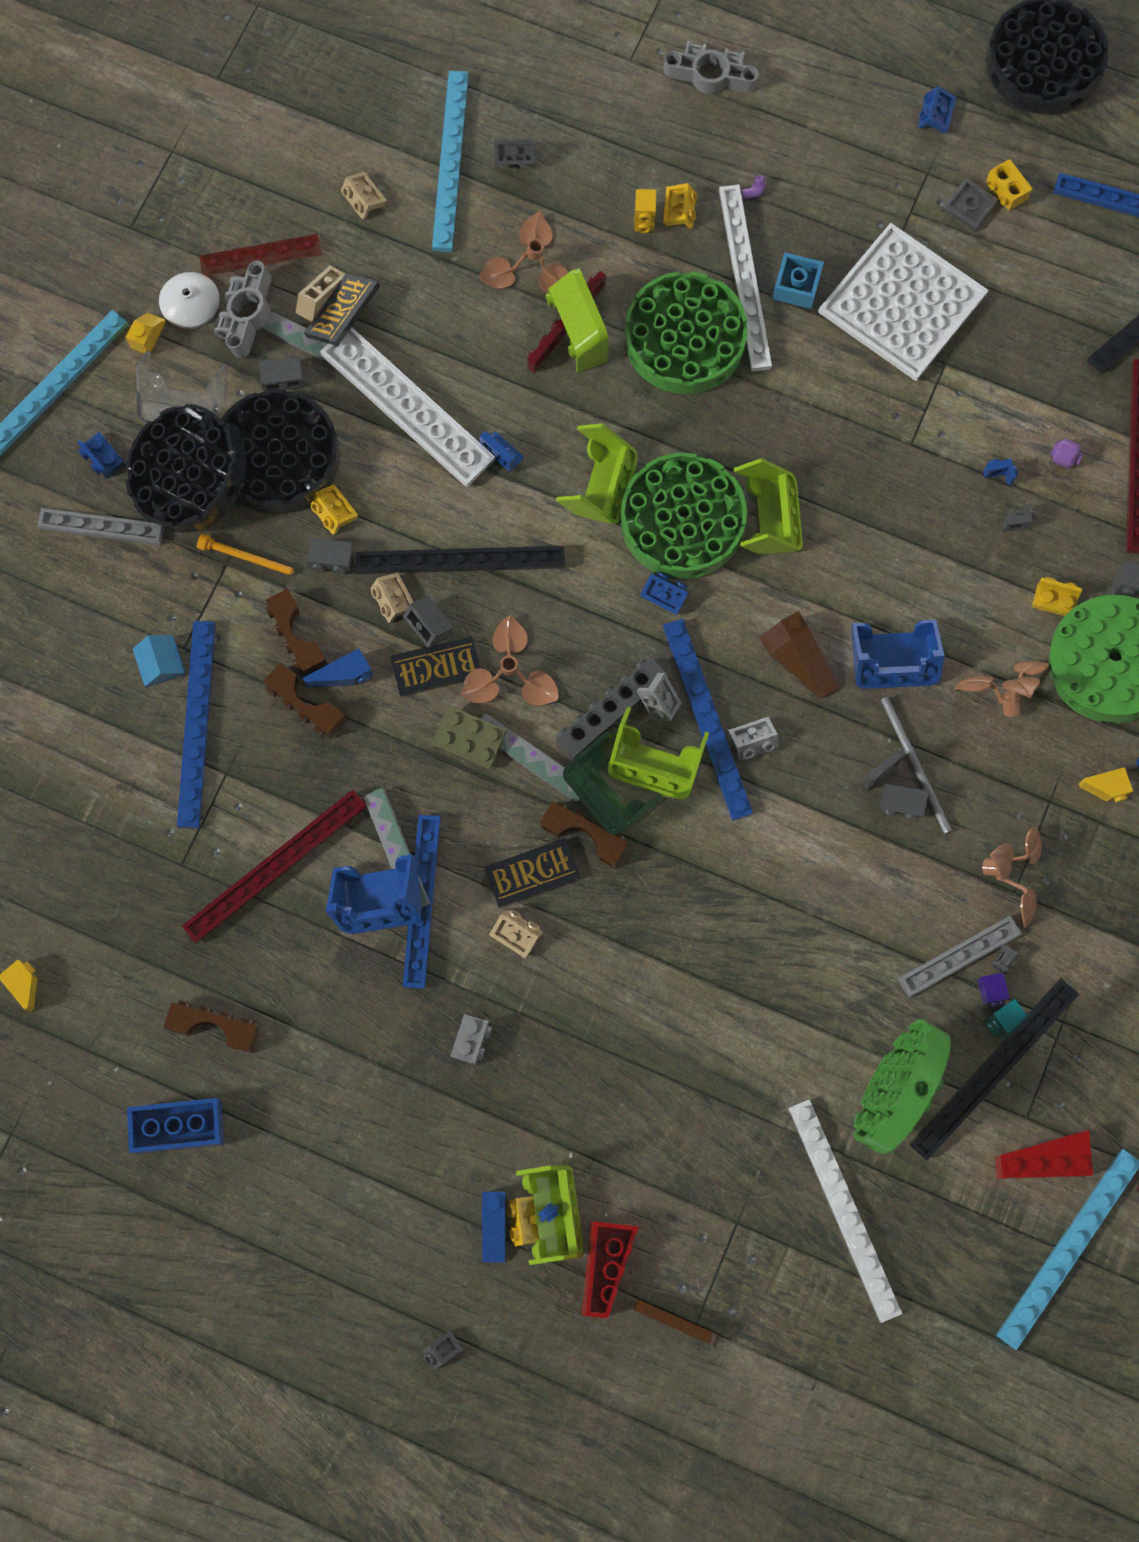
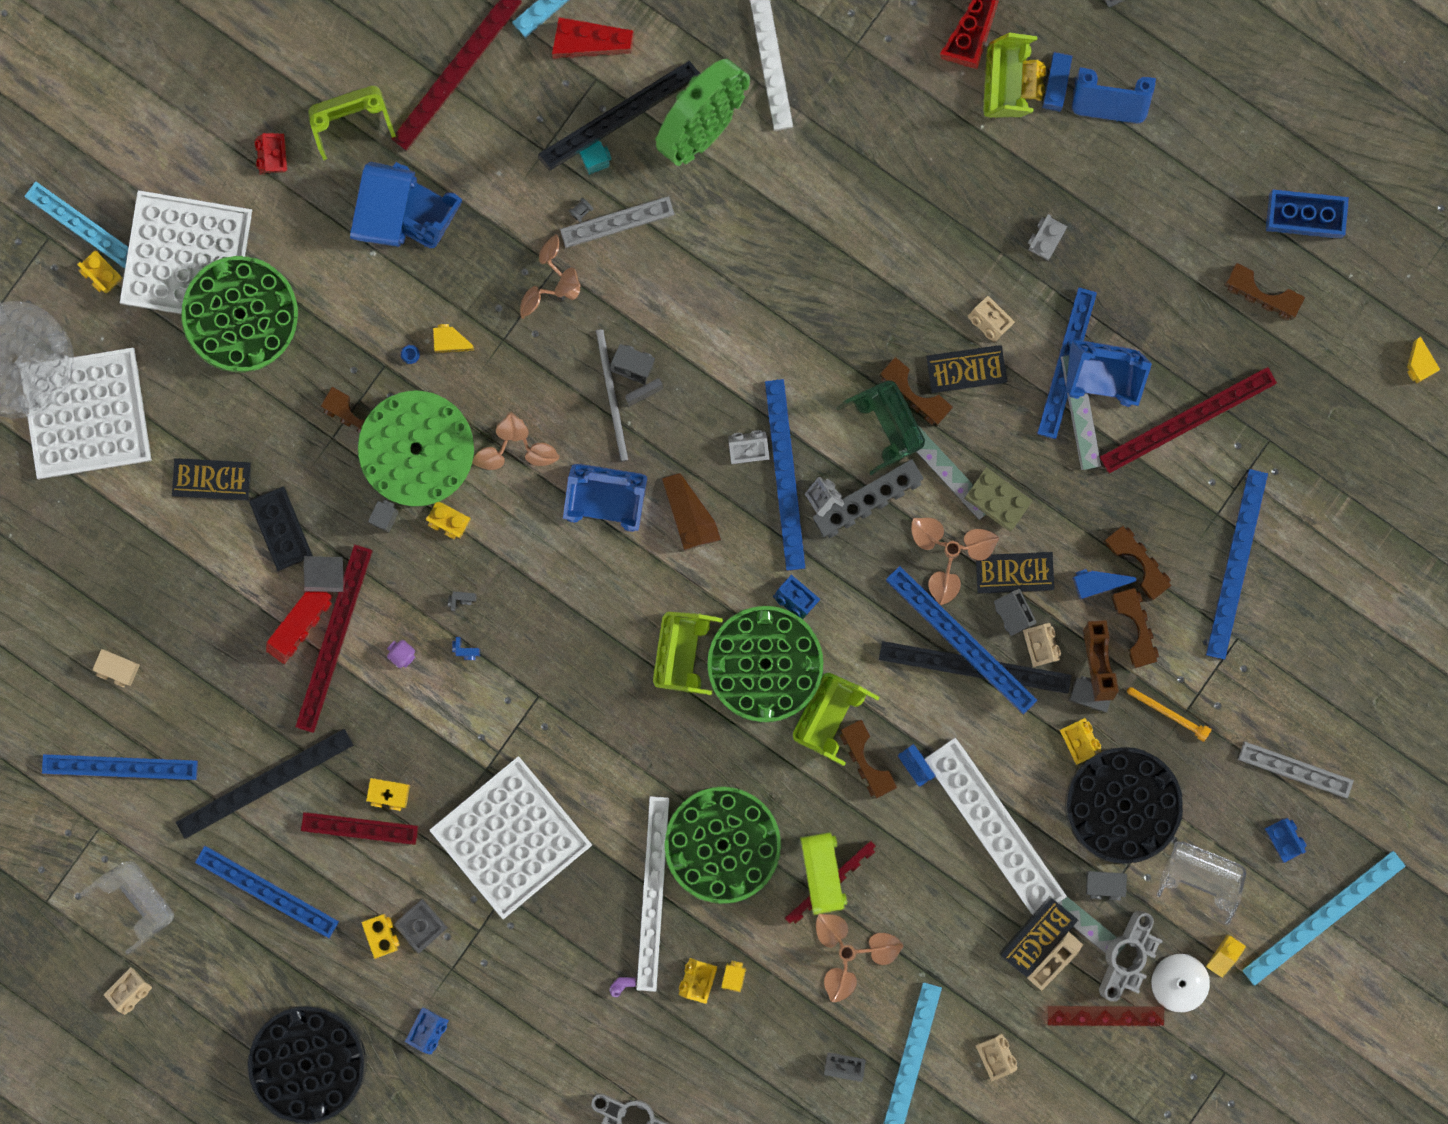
camera: 165 degrees left, 10 degrees up
(158, 659) = (1261, 629): dark azure slope -> none
(185, 468) = (1209, 797): black brick -> none
(331, 596) = (1102, 678): none -> reddish brown arch
(452, 1207) = (1111, 102): none -> blue windscreen
(480, 580) = (961, 640): none -> blue plate
(538, 428) = (879, 781): none -> reddish brown arch
(548, 1212) = (1011, 80): blue plate -> none
(653, 767) = (840, 439): lime windscreen -> none
(797, 280) = (605, 875): dark azure brick -> none
(993, 990) = (597, 187): dark purple brick -> none
(1040, 317) = (399, 791): none -> yellow brick
(1059, 280) = (359, 828): none -> dark red plate

